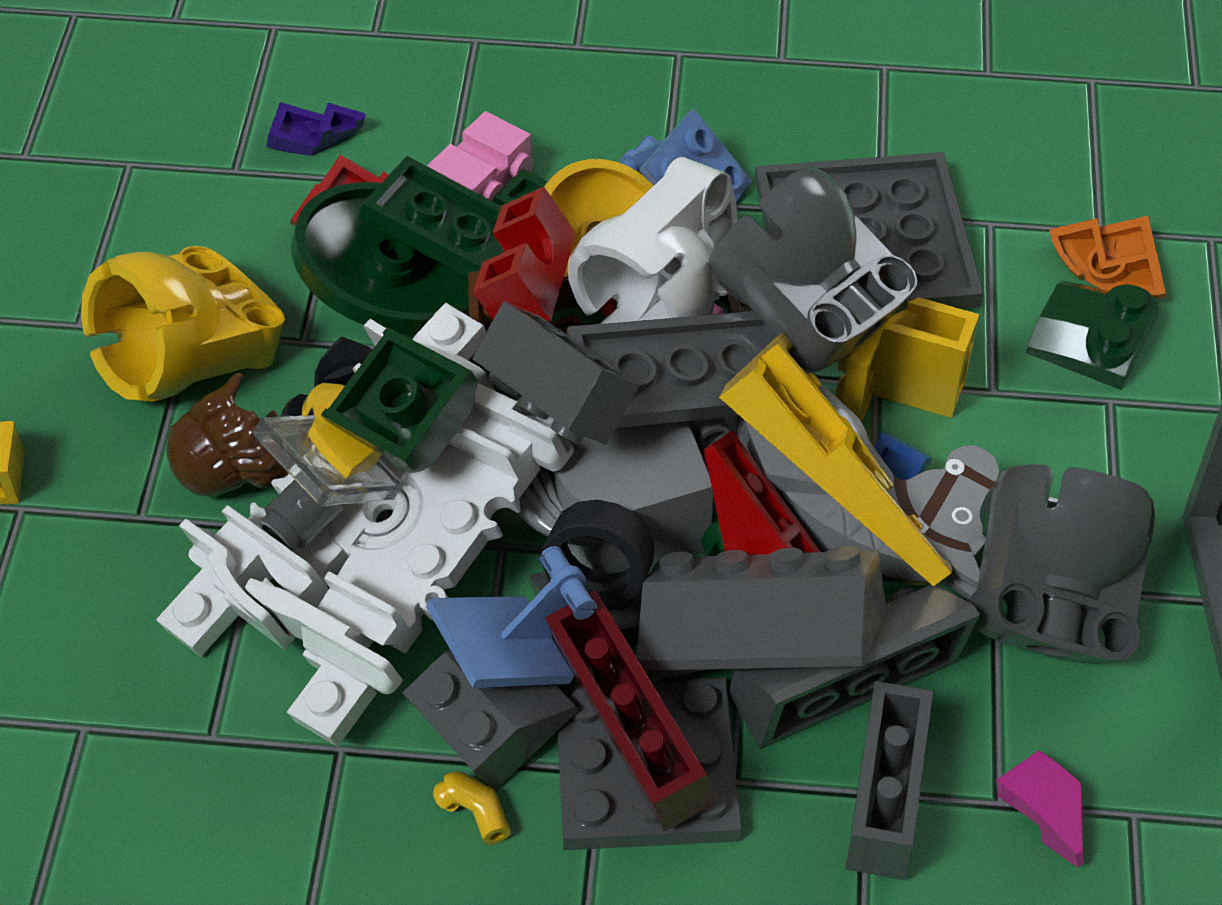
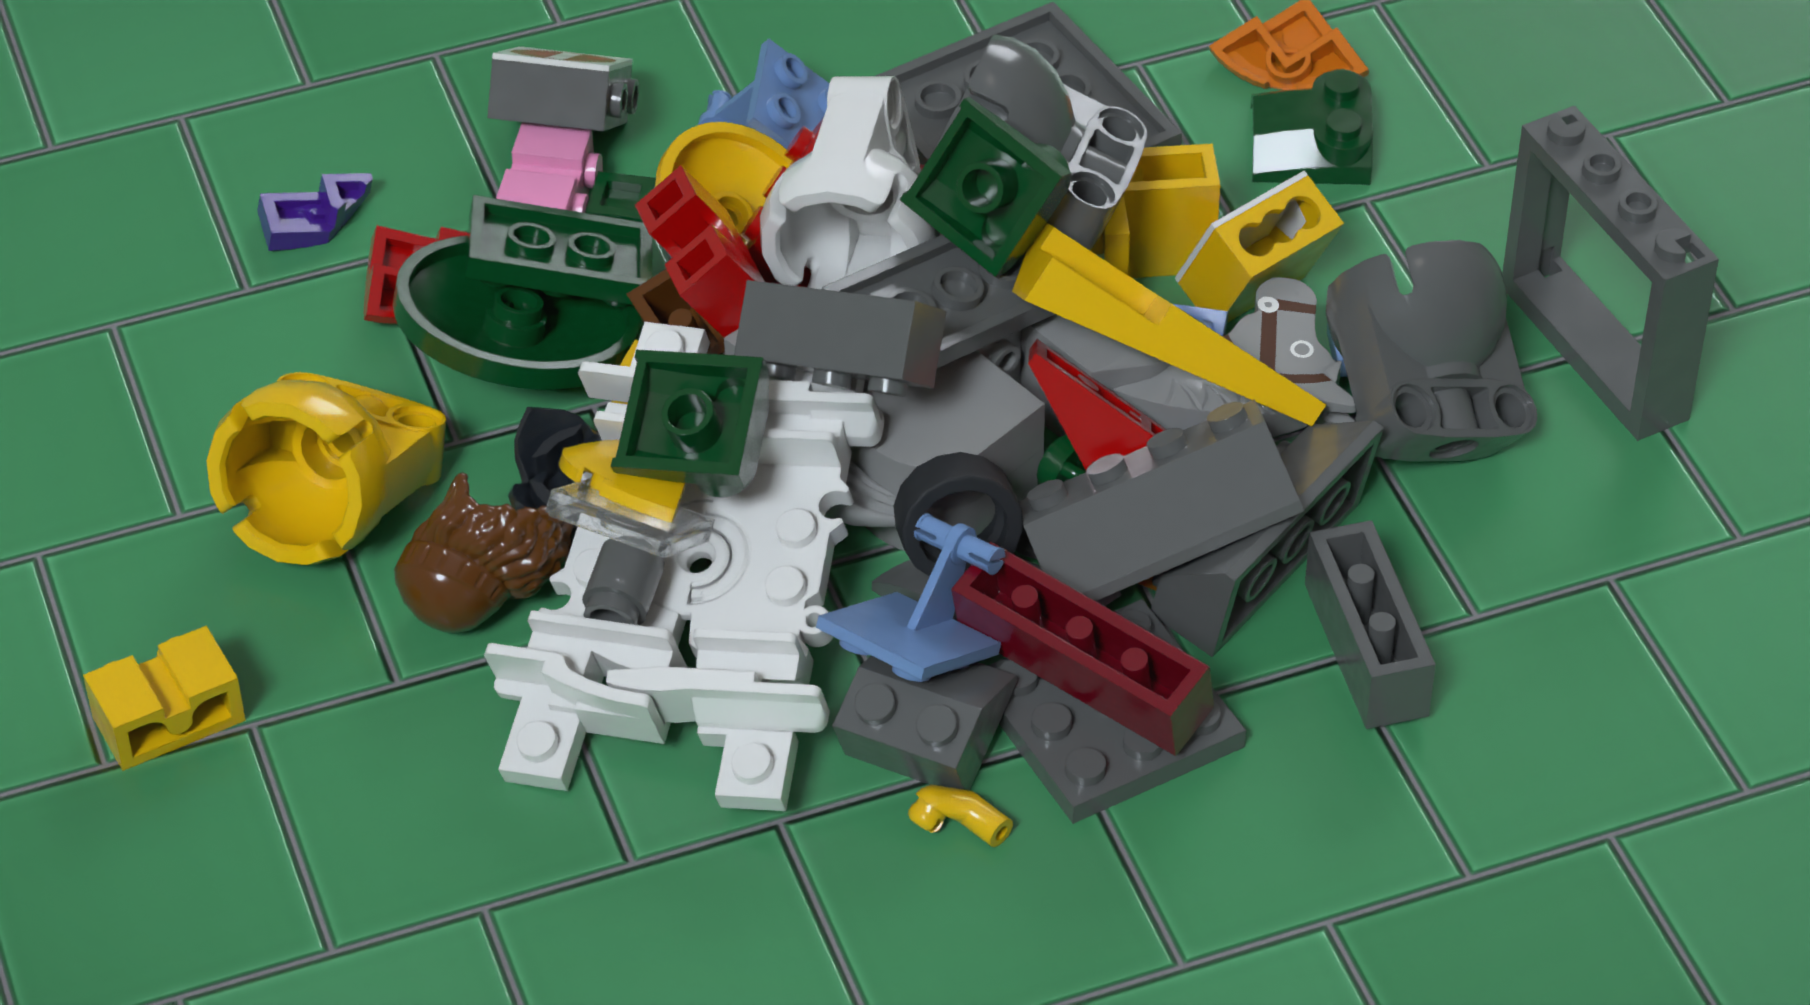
camera: 25 degrees left, 5 degrees down
(527, 96) = (562, 88): none -> dark grey piece
(740, 293) = (989, 188): none -> dark green slope
(983, 410) = (1262, 240): none -> yellow piece
(1051, 800) = (1527, 587): dark pink slope -> none

